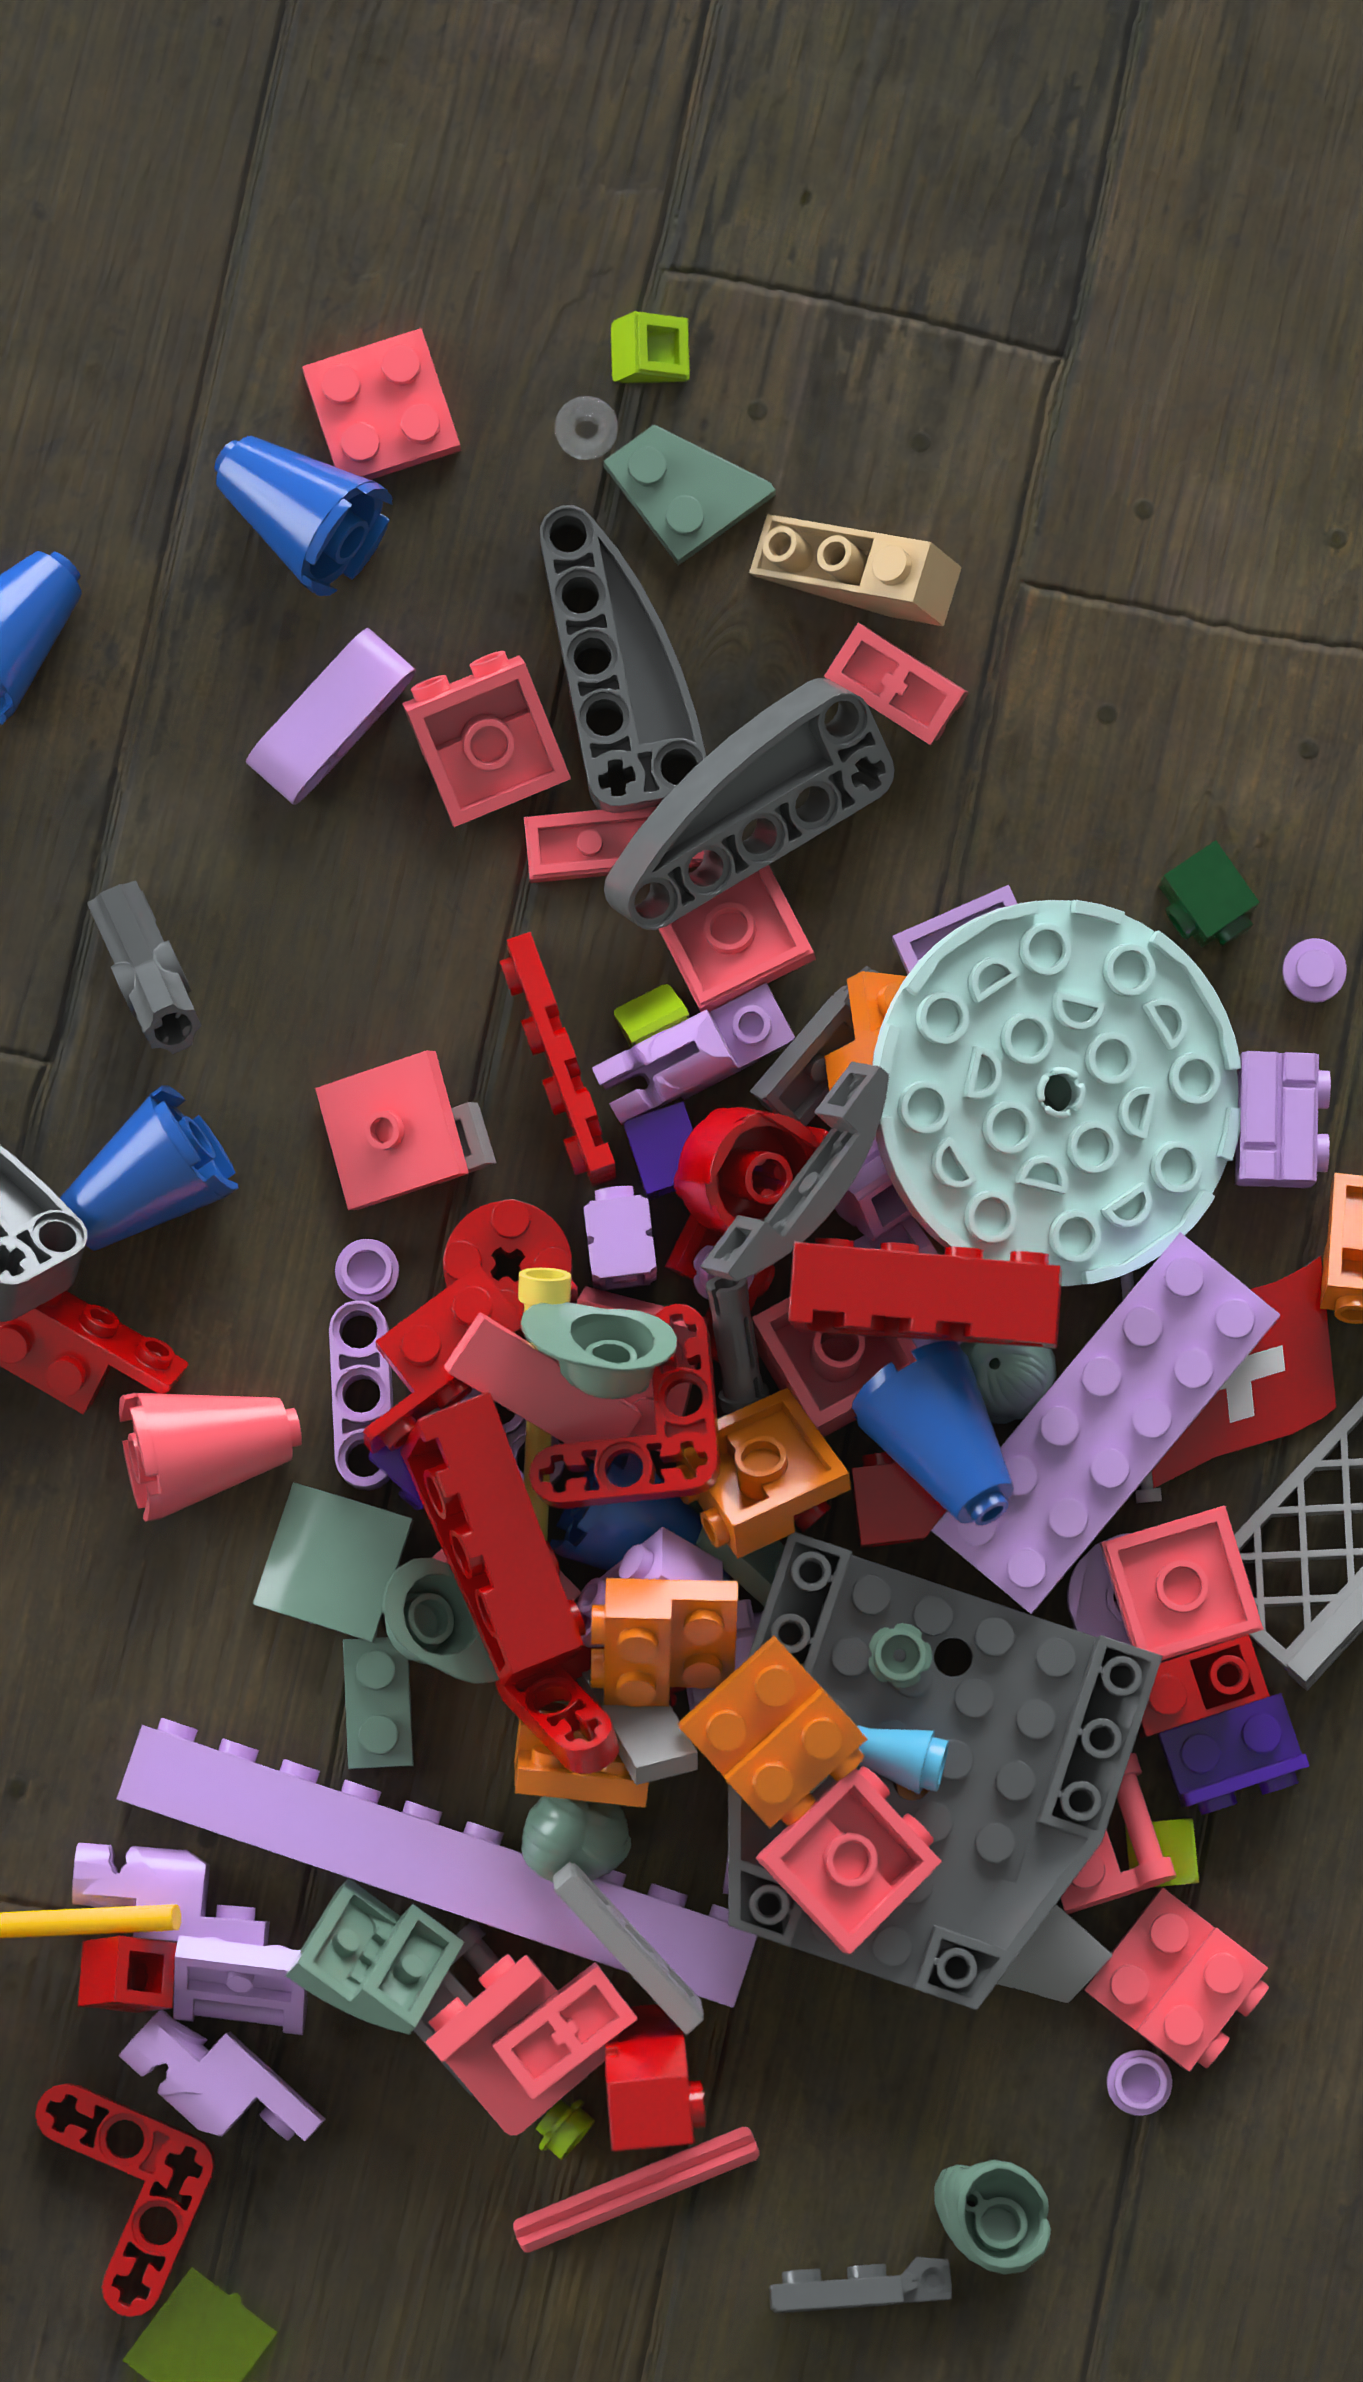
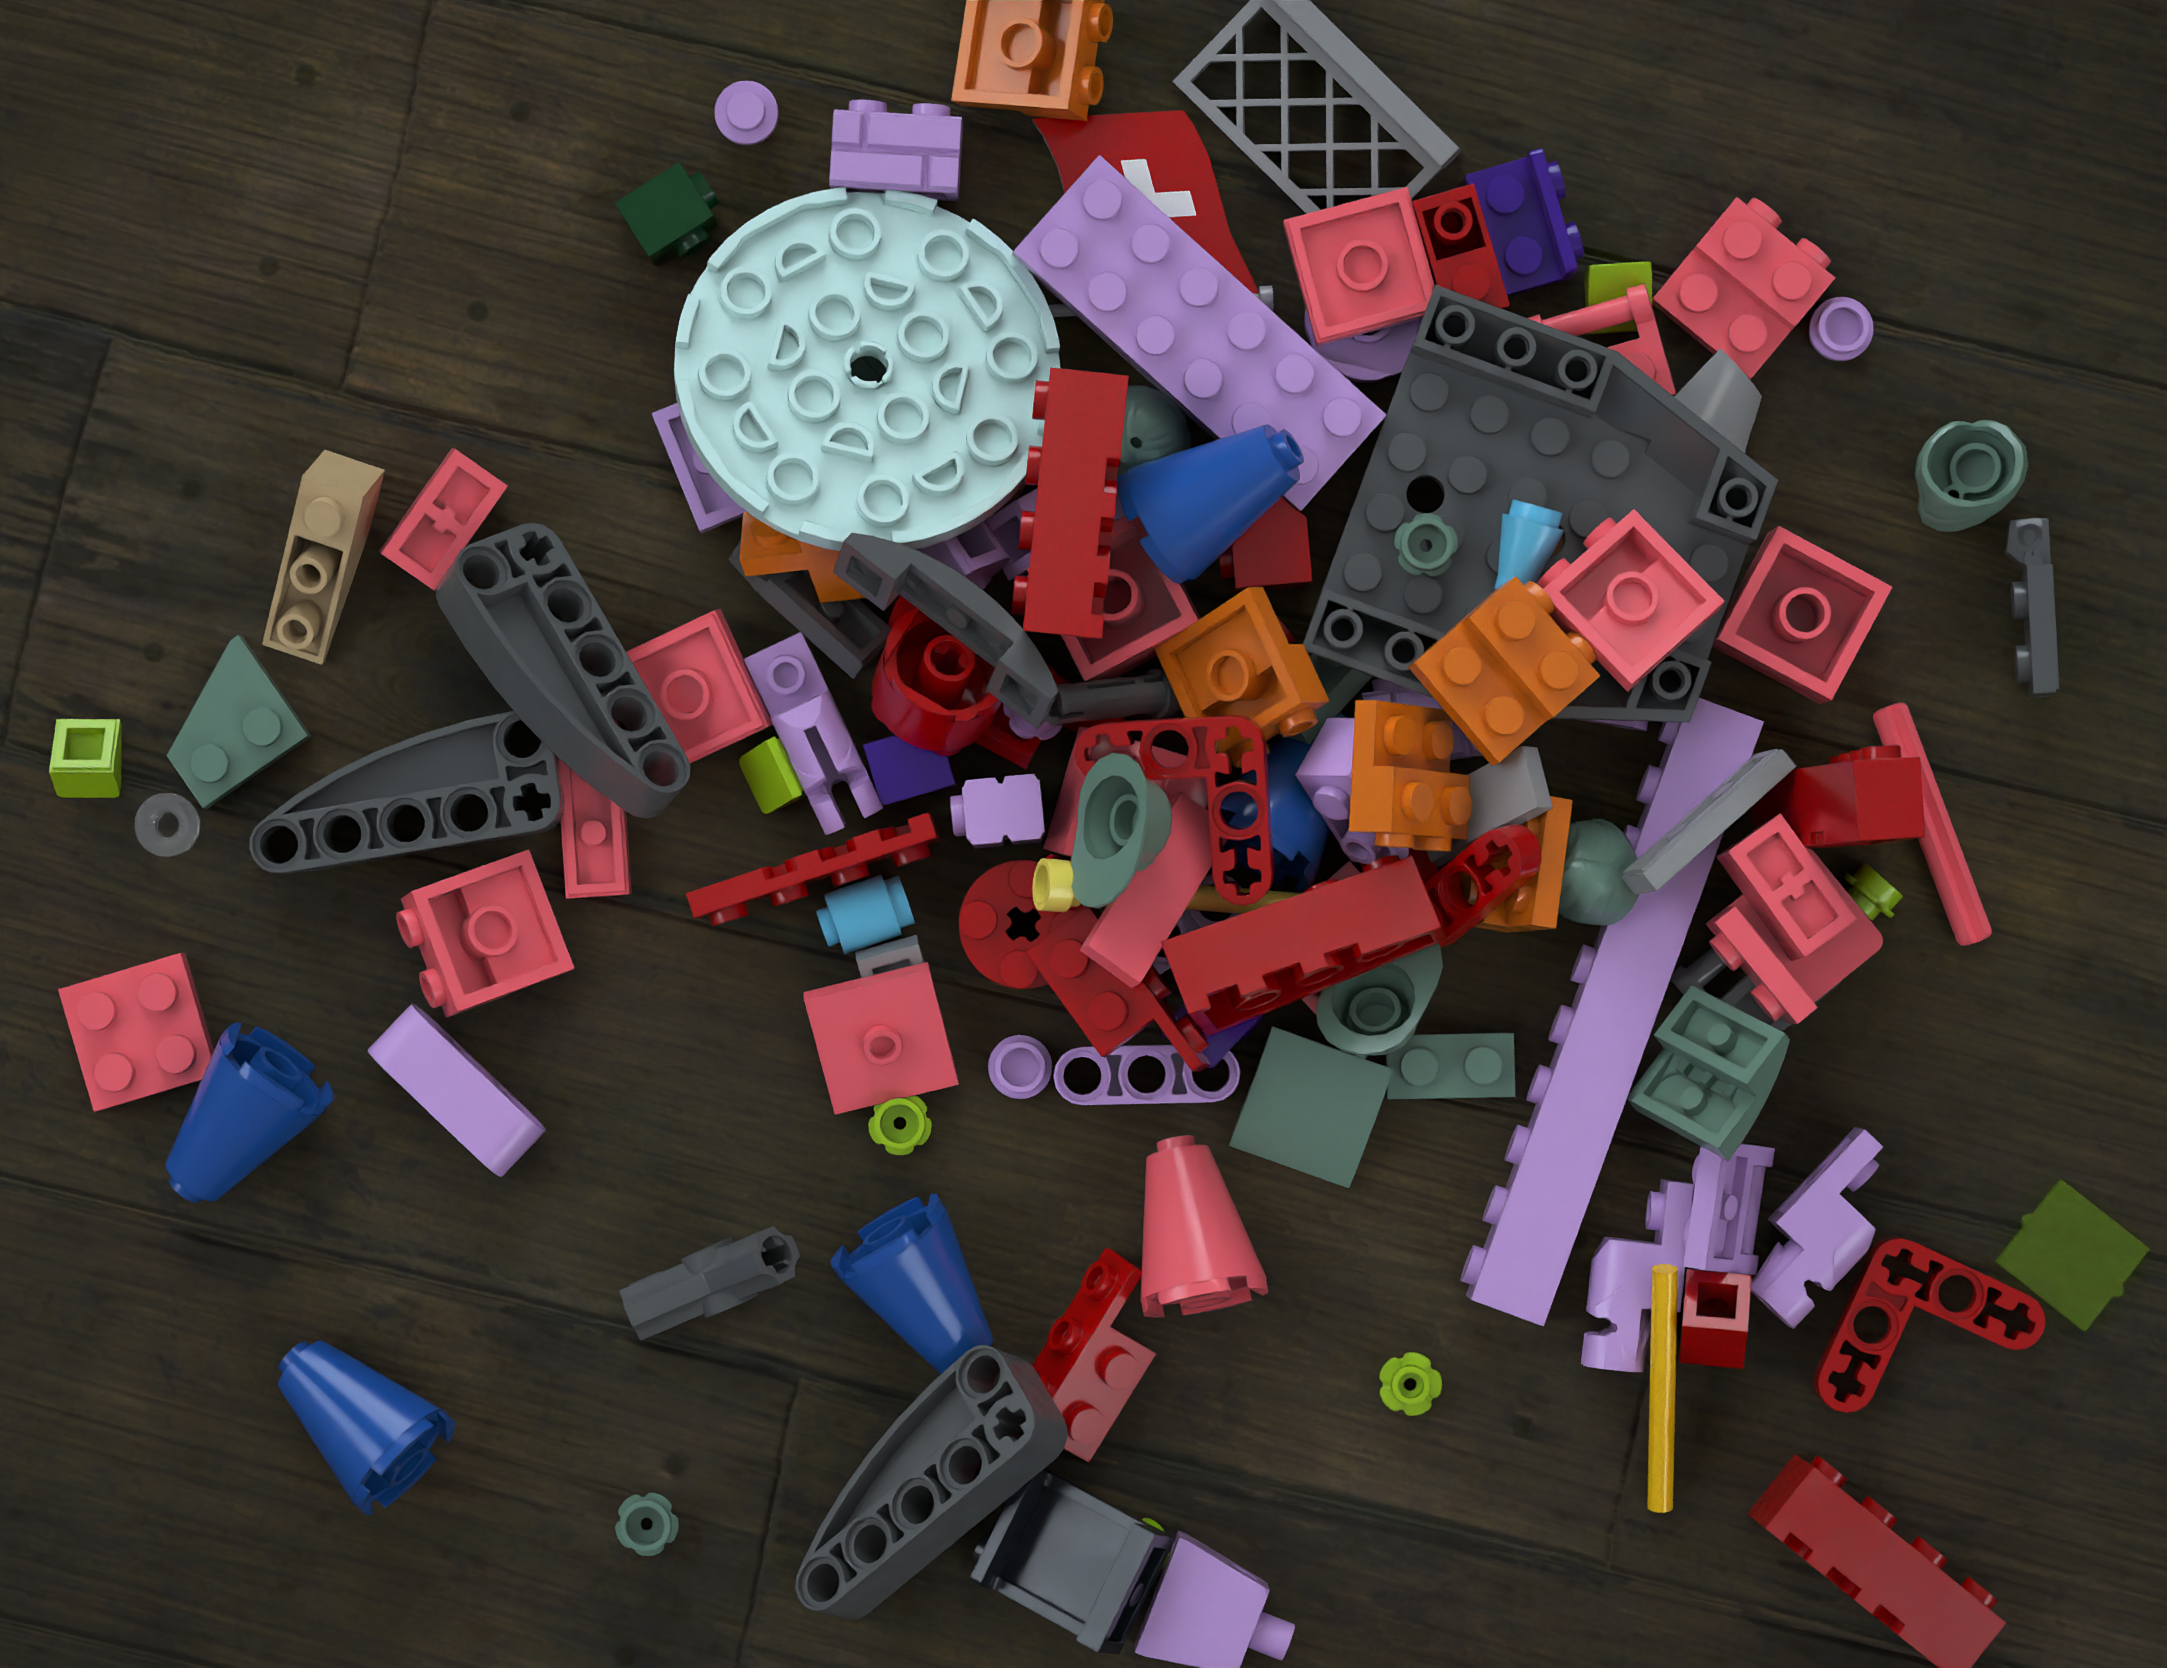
camera: 85 degrees left, 5 degrees up
(60, 1687) = (1413, 1401): none -> lime plate
(290, 1151) = (900, 1141): none -> lime plate
(516, 1111) = (865, 913): none -> medium azure brick
(843, 2043) = (1800, 615): none -> coral brick

